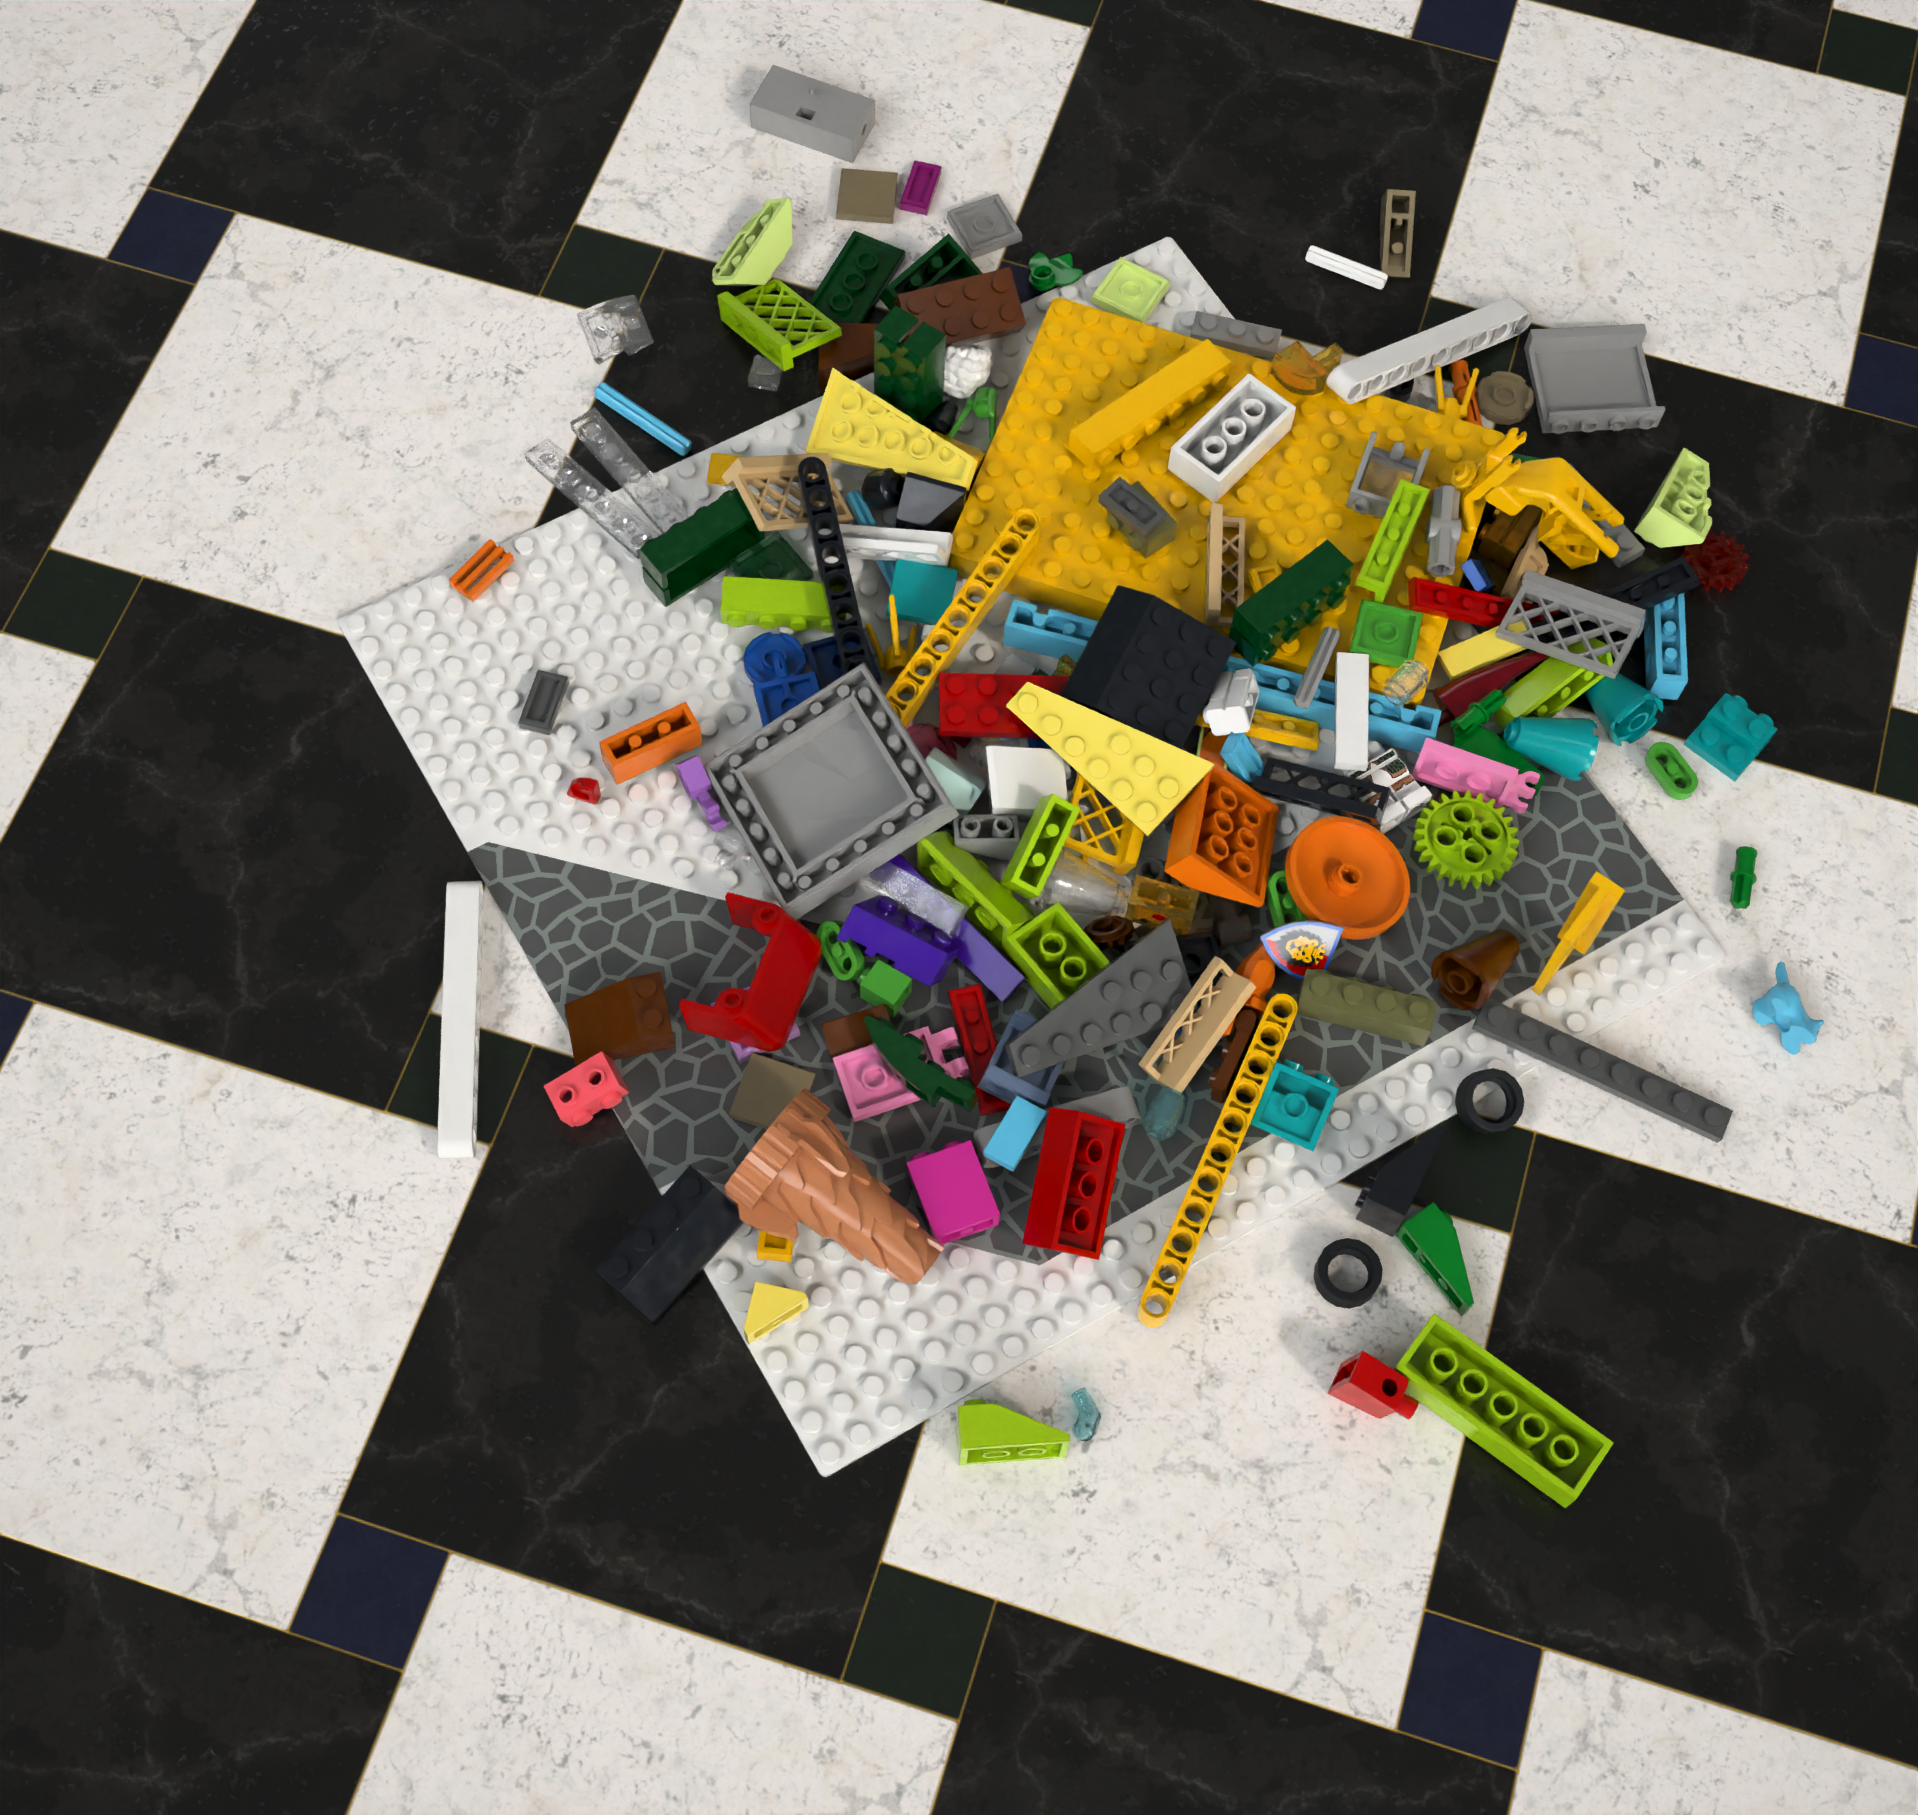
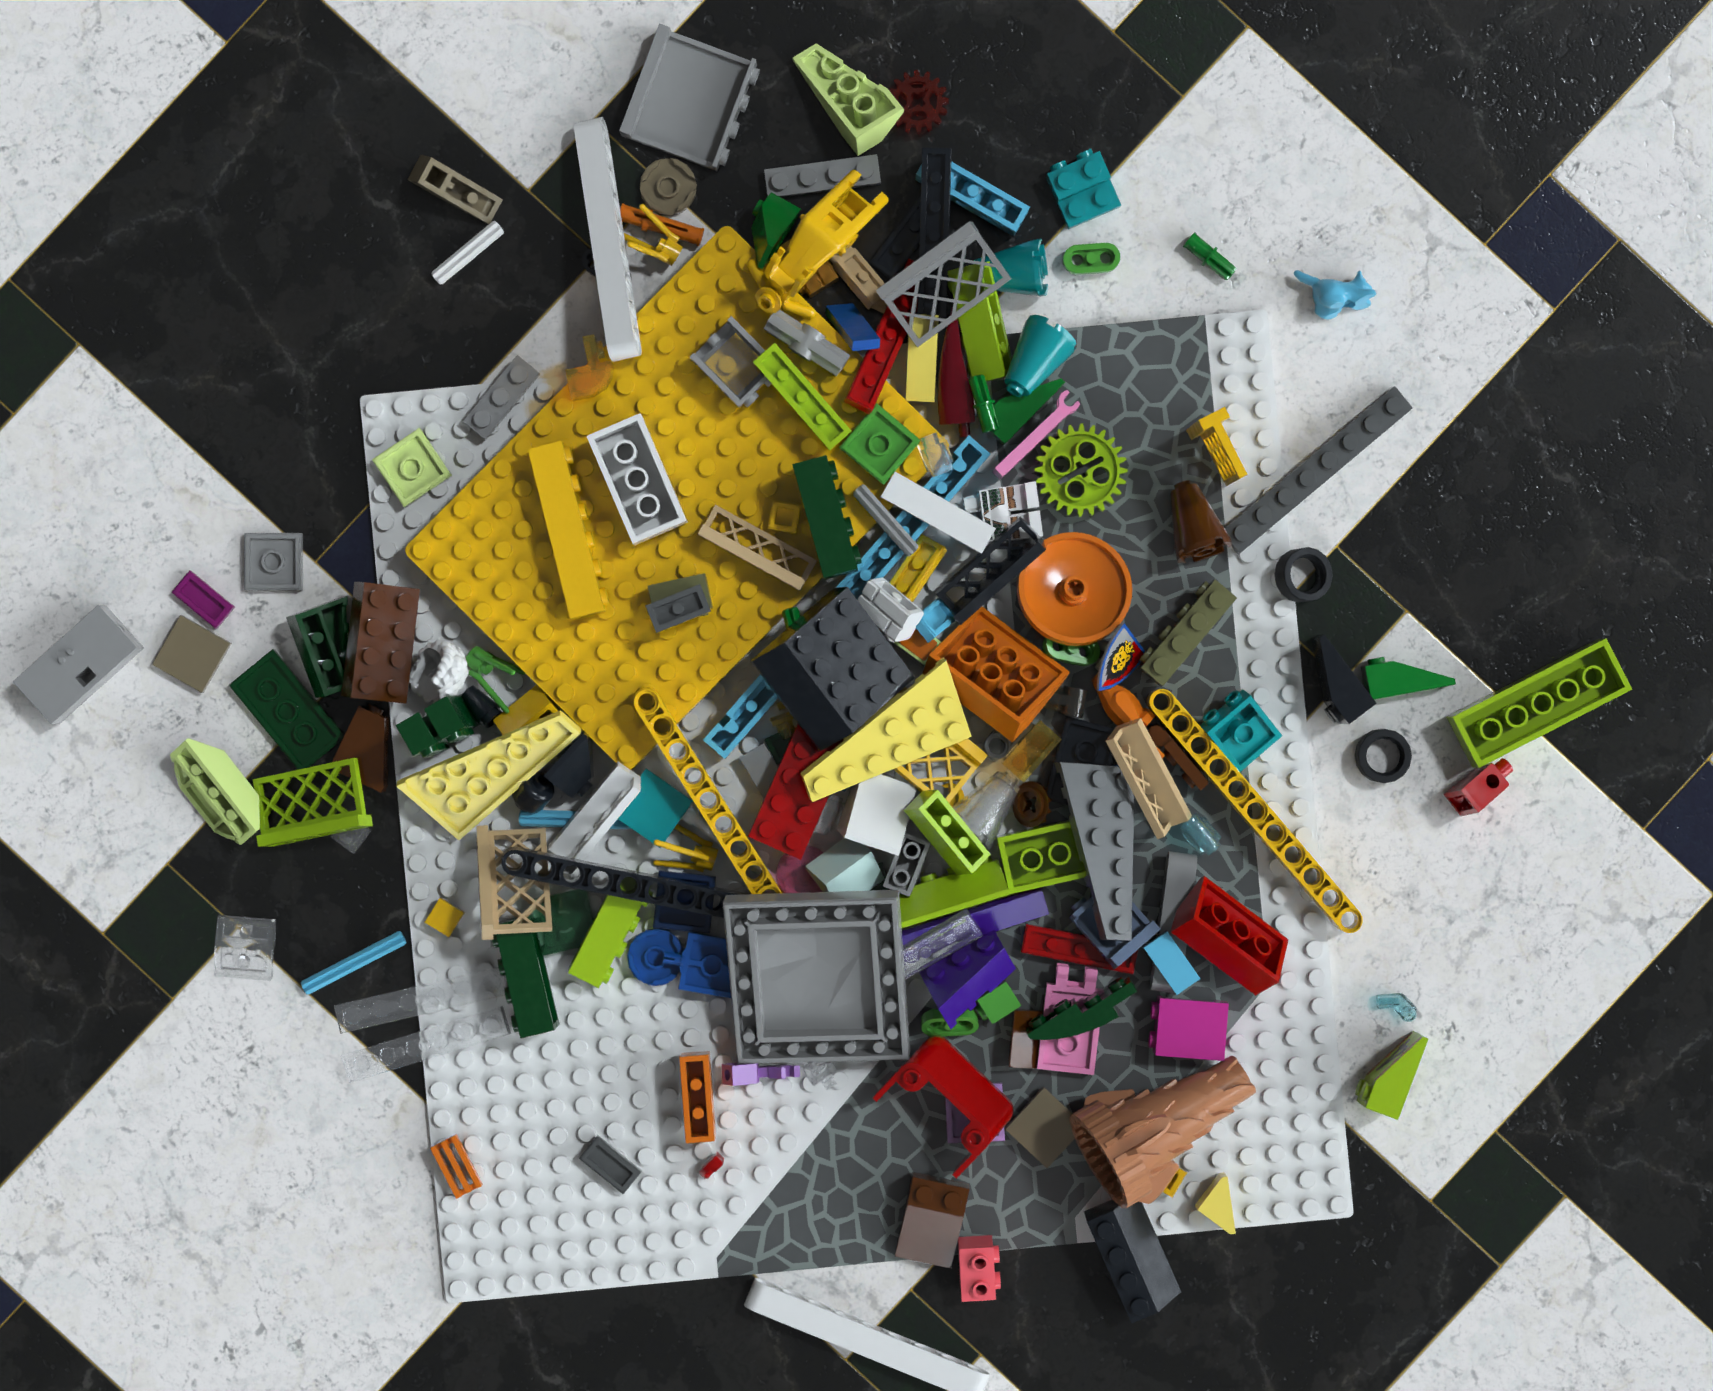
camera: 60 degrees left, 25 degrees up
(1052, 272) = (351, 521): green plate -> none

